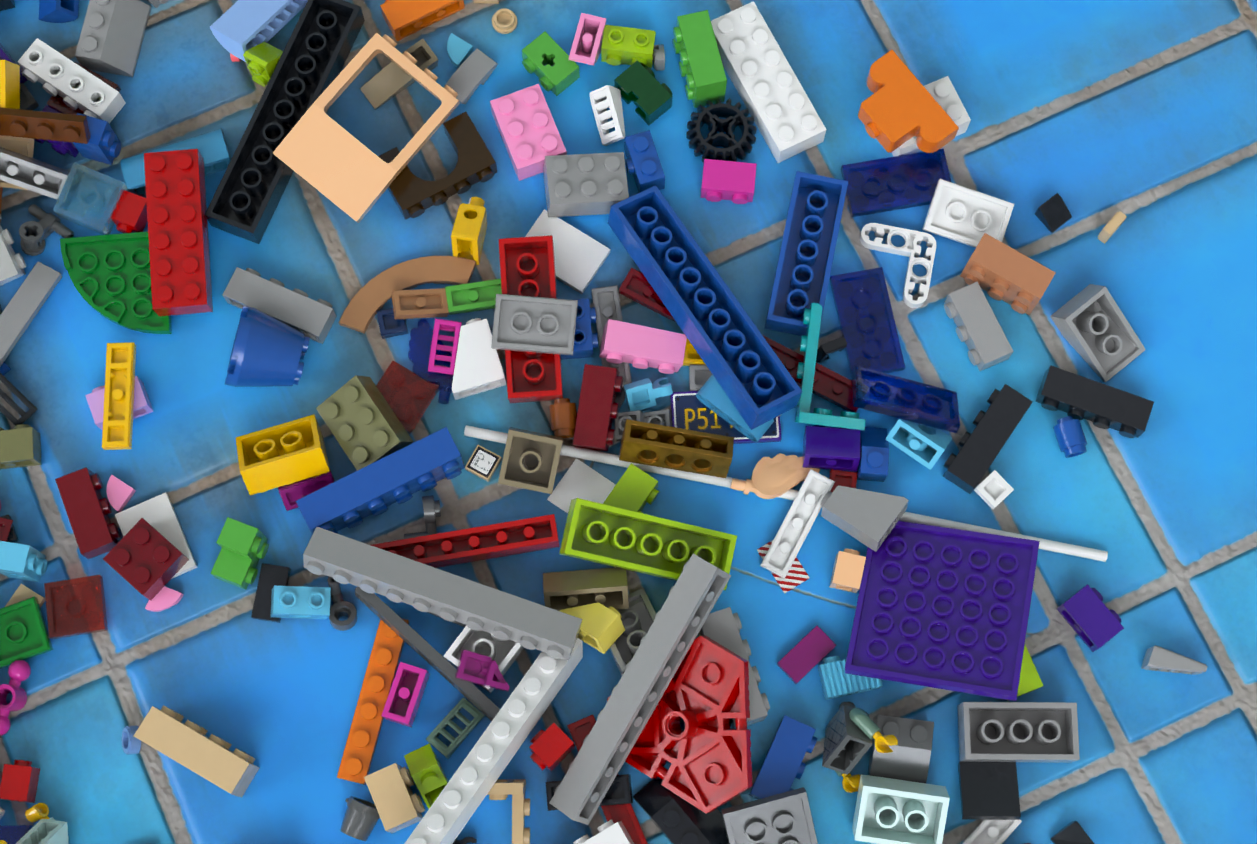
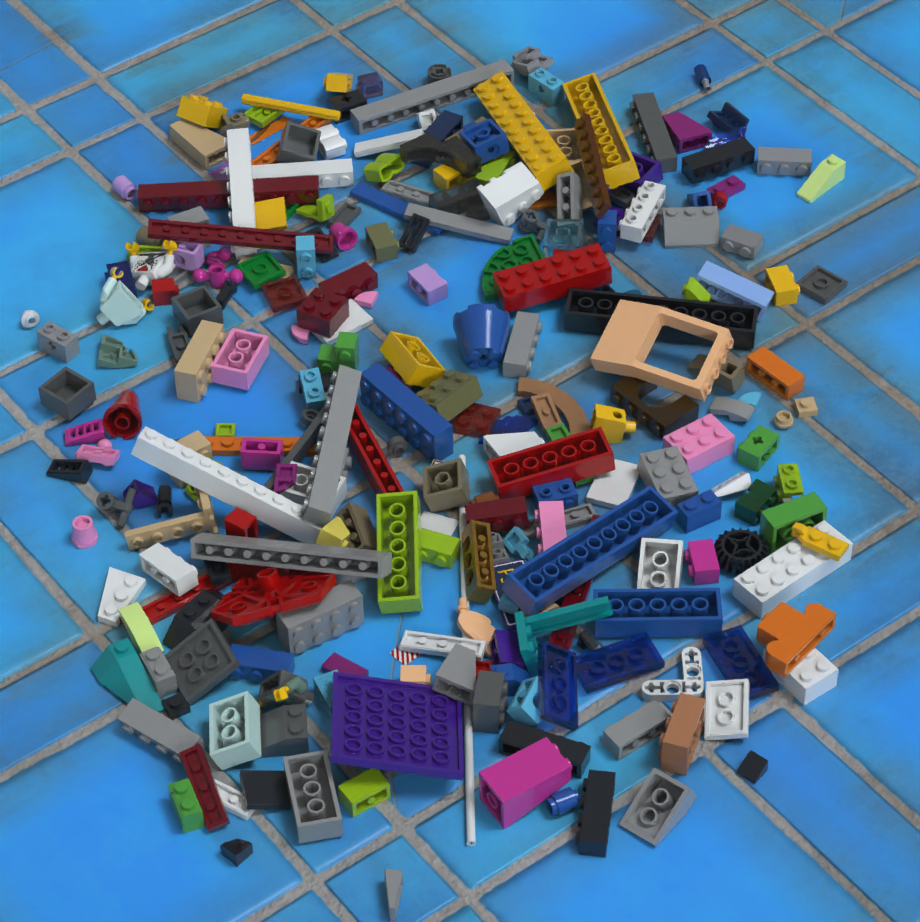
camera: 80 degrees right, 30 degrees down
(50, 694) = (226, 293): none -> black bar
(82, 739) = (195, 306): none -> dark grey piece
(119, 396) = (429, 276): yellow plate -> none
(140, 776) = (177, 341): none -> dark grey hinge
(204, 693) = (240, 359): none -> bright pink brick
(332, 738) = (225, 429): none -> lime tile
(444, 325) = (525, 424): dark pink slope -> none
(534, 324) = (543, 458): light grey tile -> none
(588, 39) = (774, 454): bright pink slope -> none
(732, 233) = (660, 563): none -> white slope
(754, 35) = (820, 541): none -> yellow hinge
(918, 484) = (489, 702): none -> dark grey piece
(993, 489) = (500, 752): white tile -> none
(1050, 471) = (523, 781): none -> dark pink slope
(1091, 617) = (416, 834): dark purple brick -> none
(1111, 227) = (752, 804): tan tile -> none

